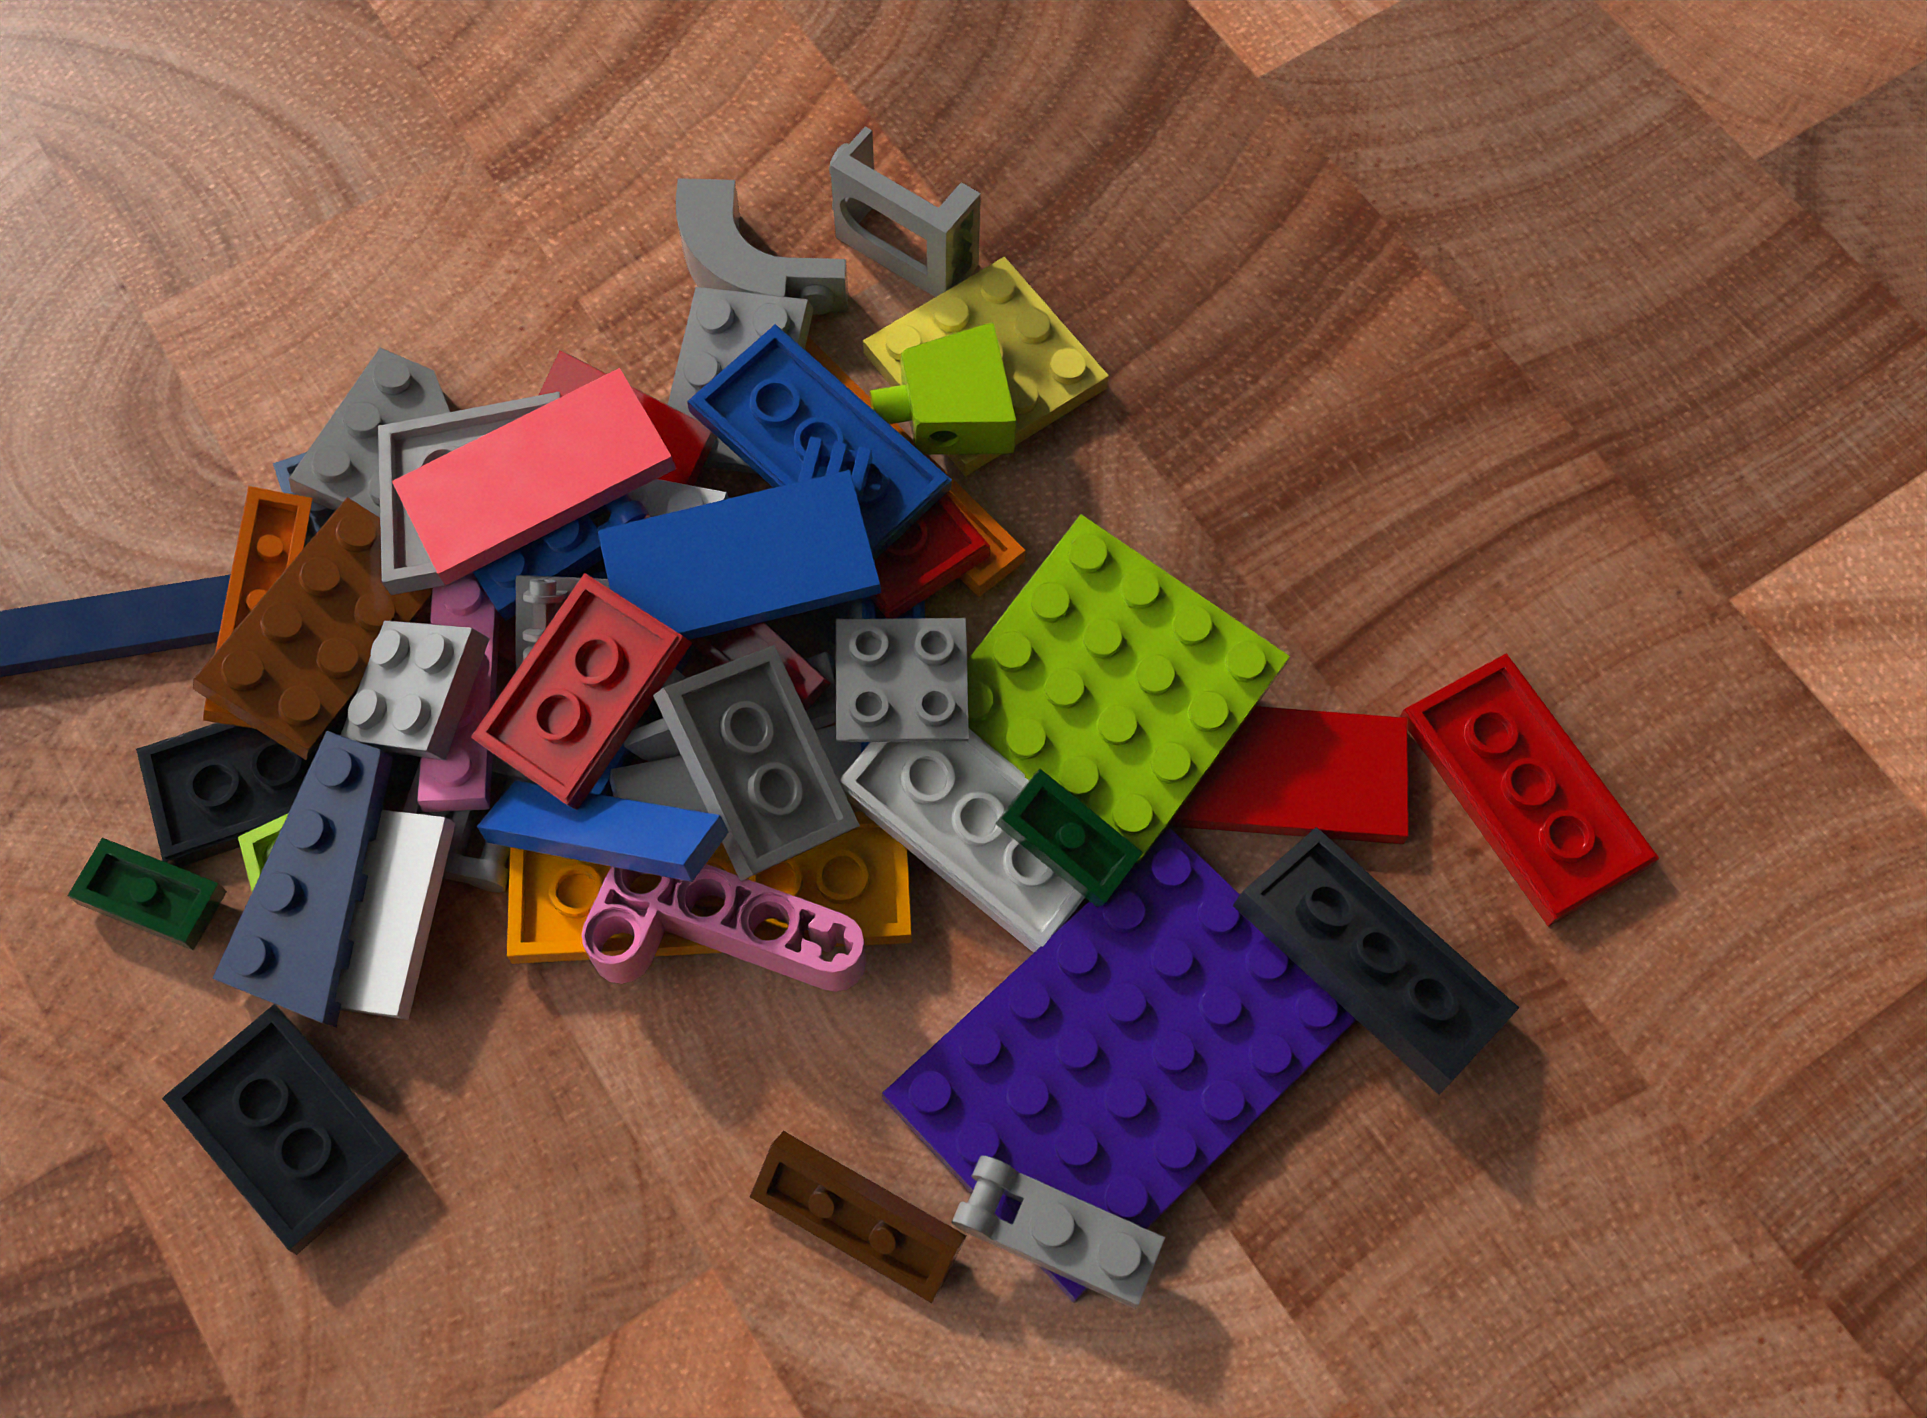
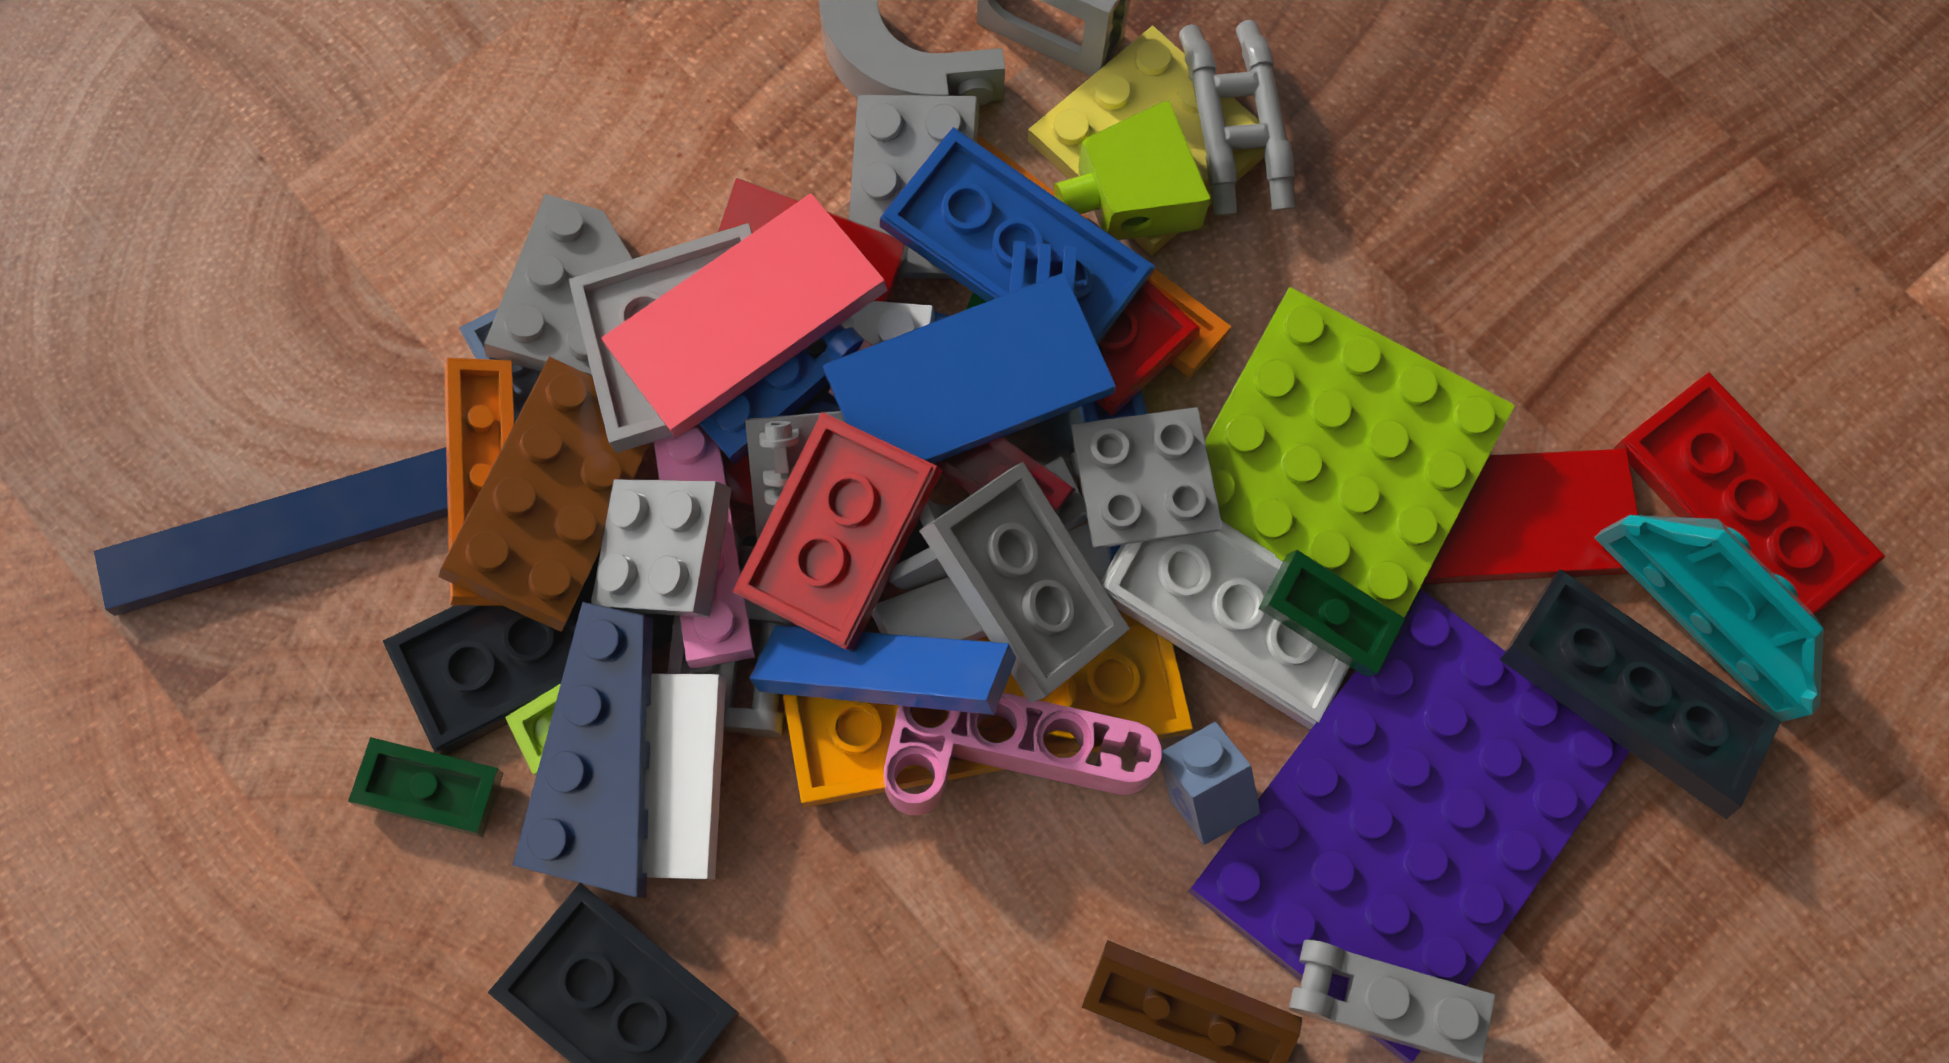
camera: 10 degrees left, 5 degrees up
(916, 989) = (1210, 783): none -> sand blue brick
(1048, 369) = (1222, 139): none -> light grey piece
(1478, 879) = (1728, 605): none -> teal wedge

